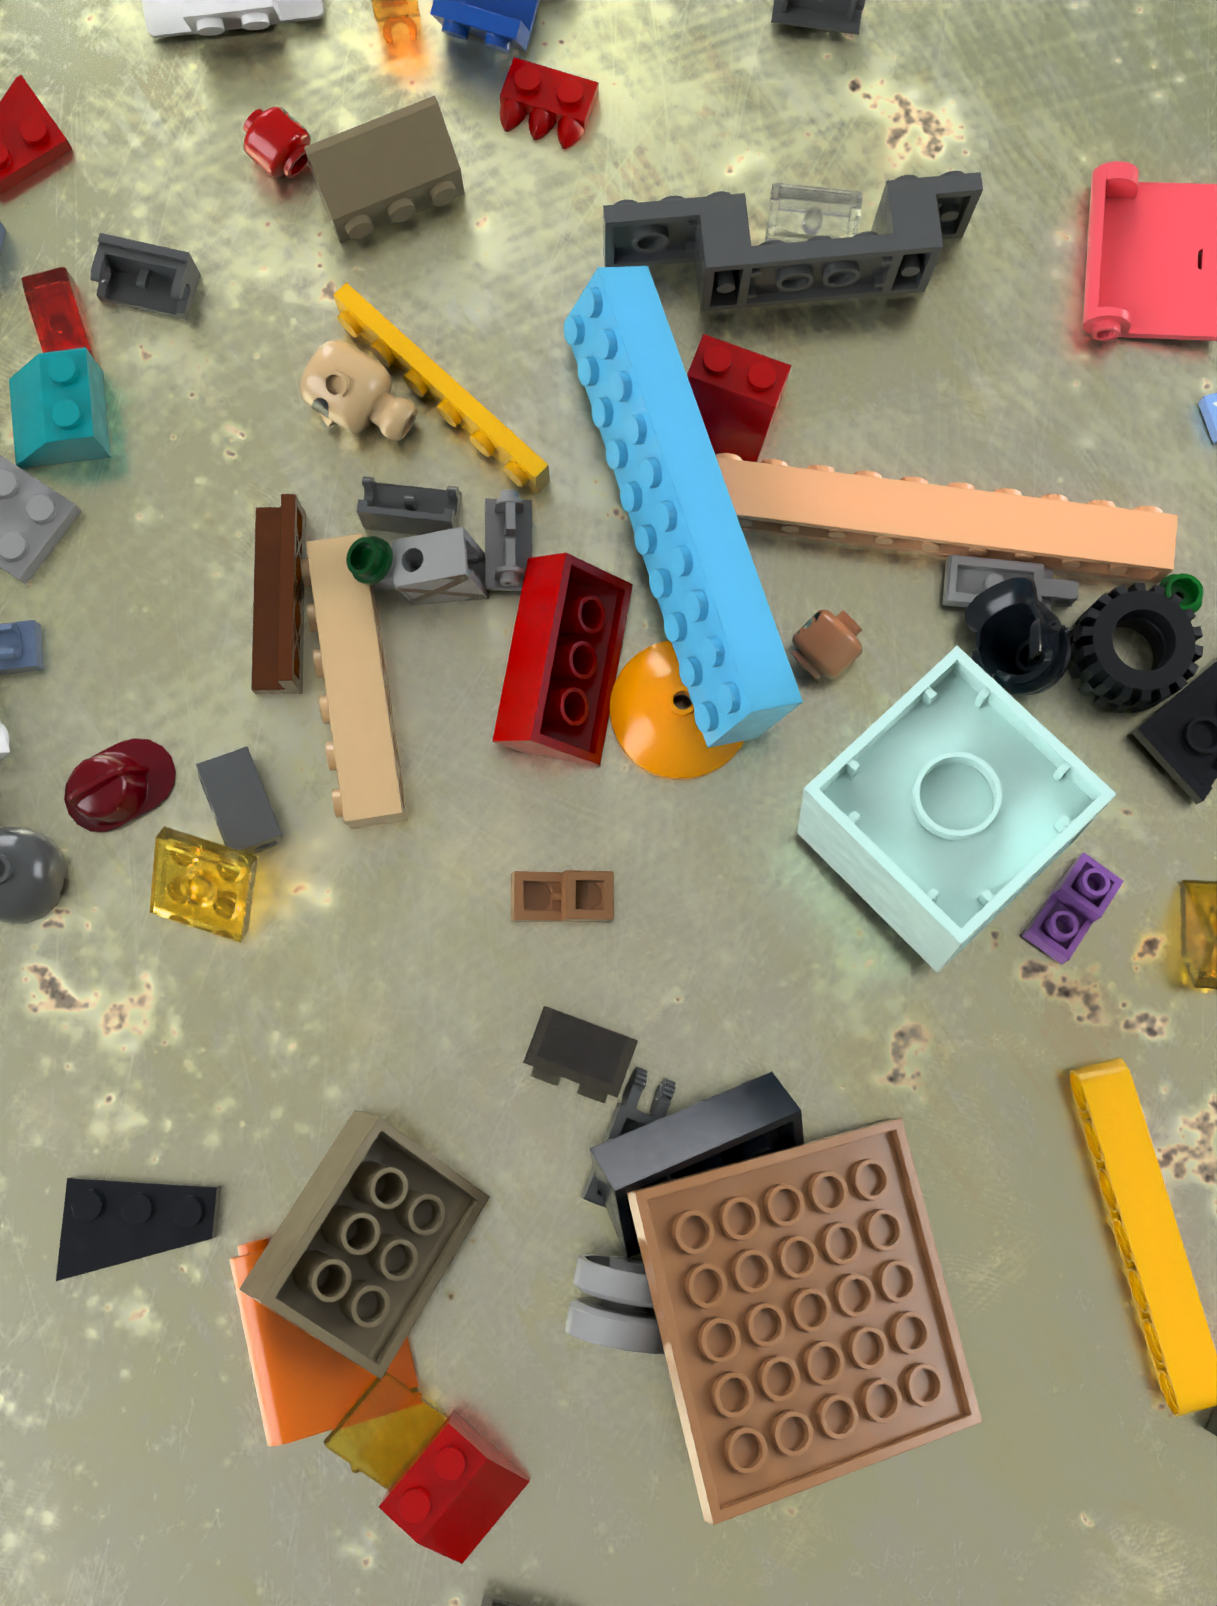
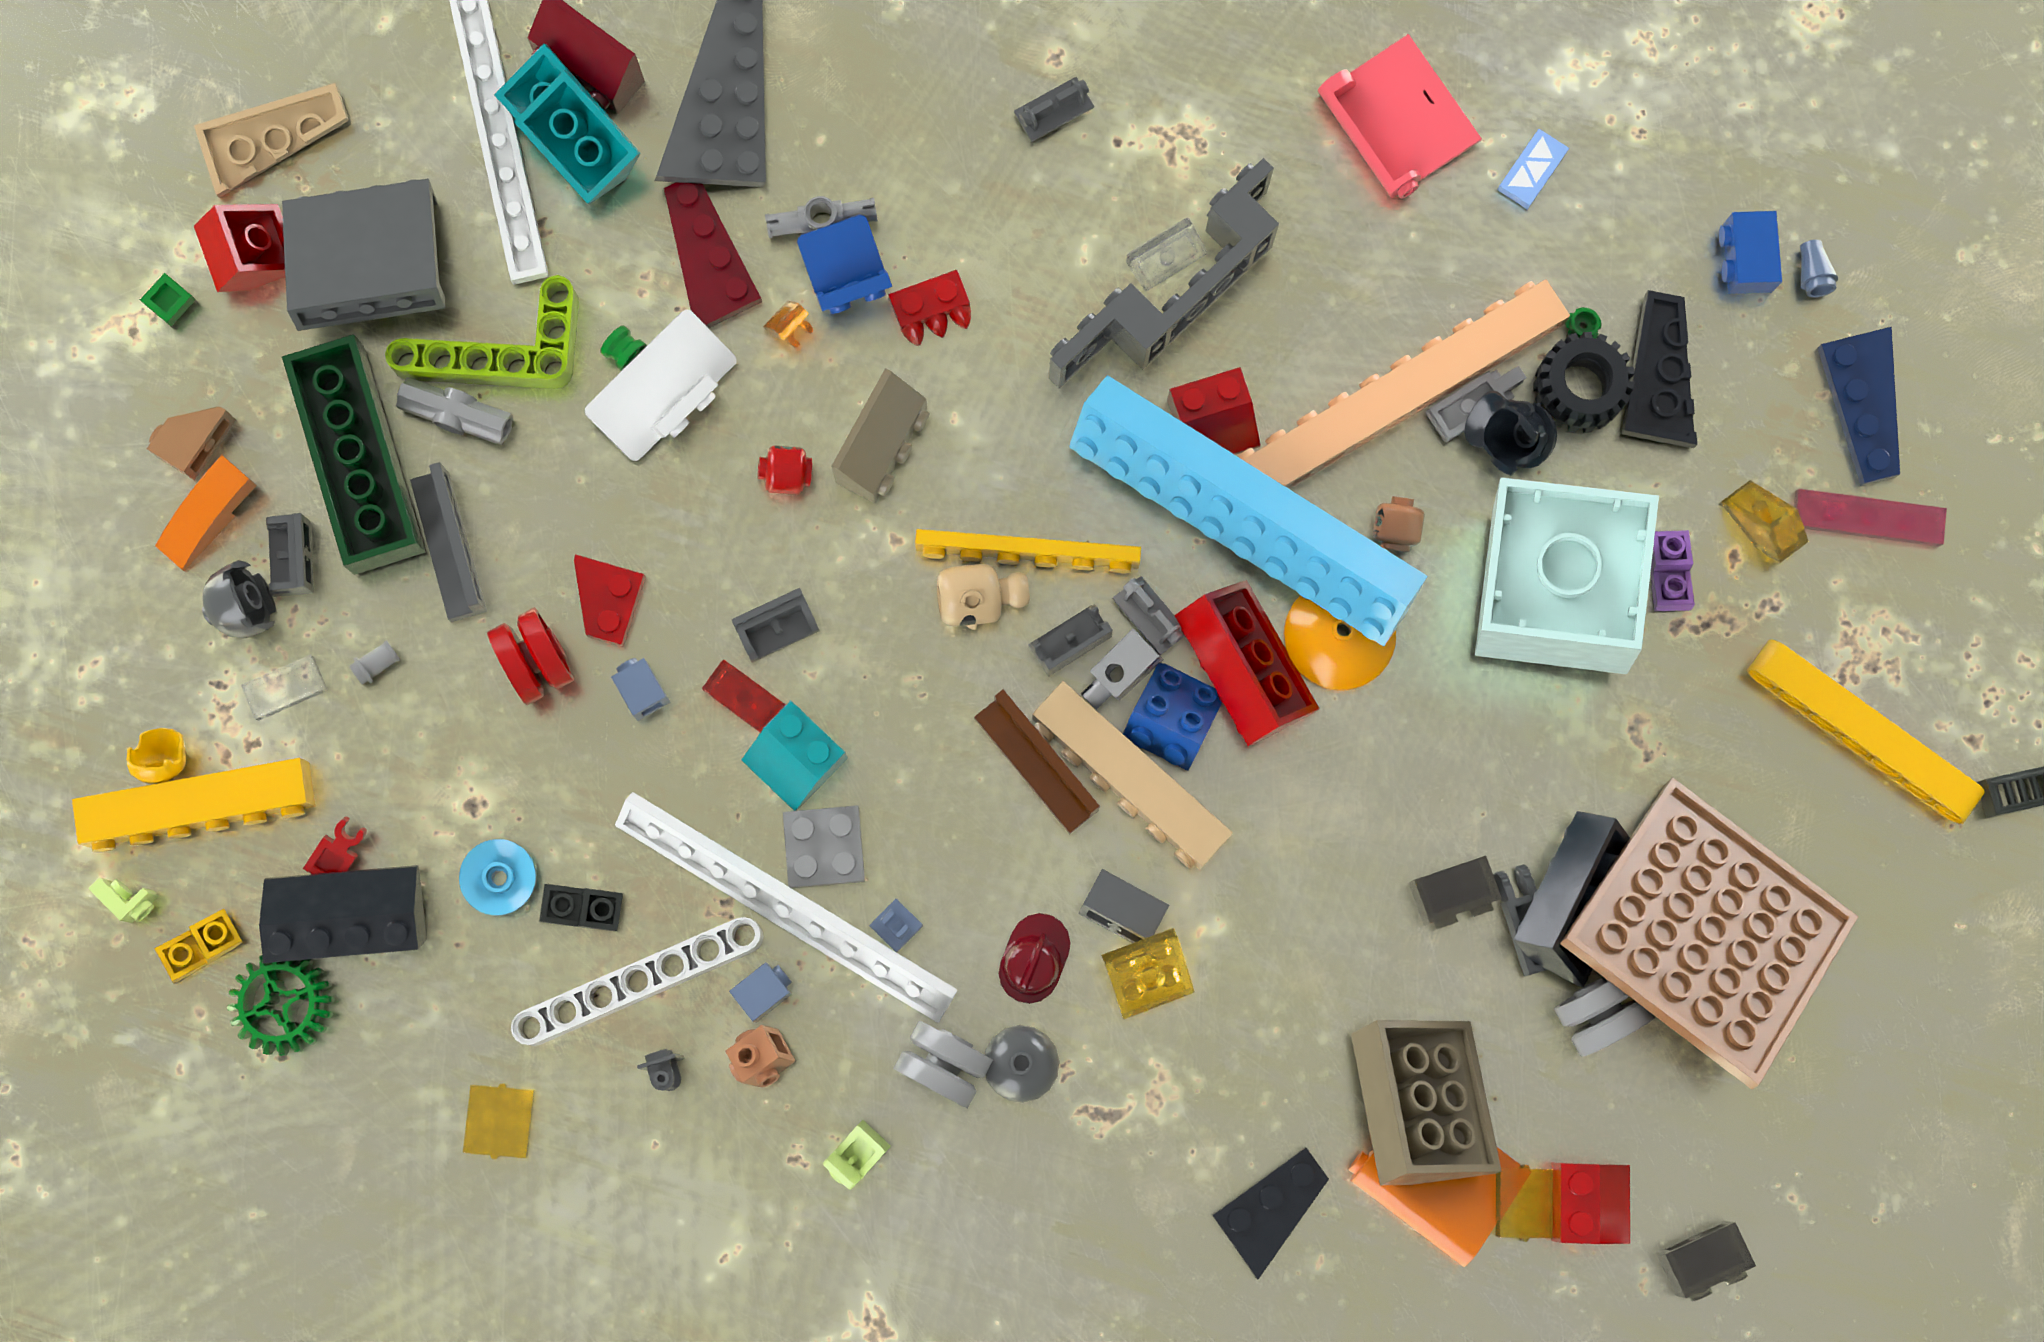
camera: 40 degrees left, 0 degrees up
(369, 559) = (1087, 693): dark green plate -> none
(445, 654) = (1173, 716): none -> blue bracket
(562, 896) = (1364, 807): medium nougat slope -> none

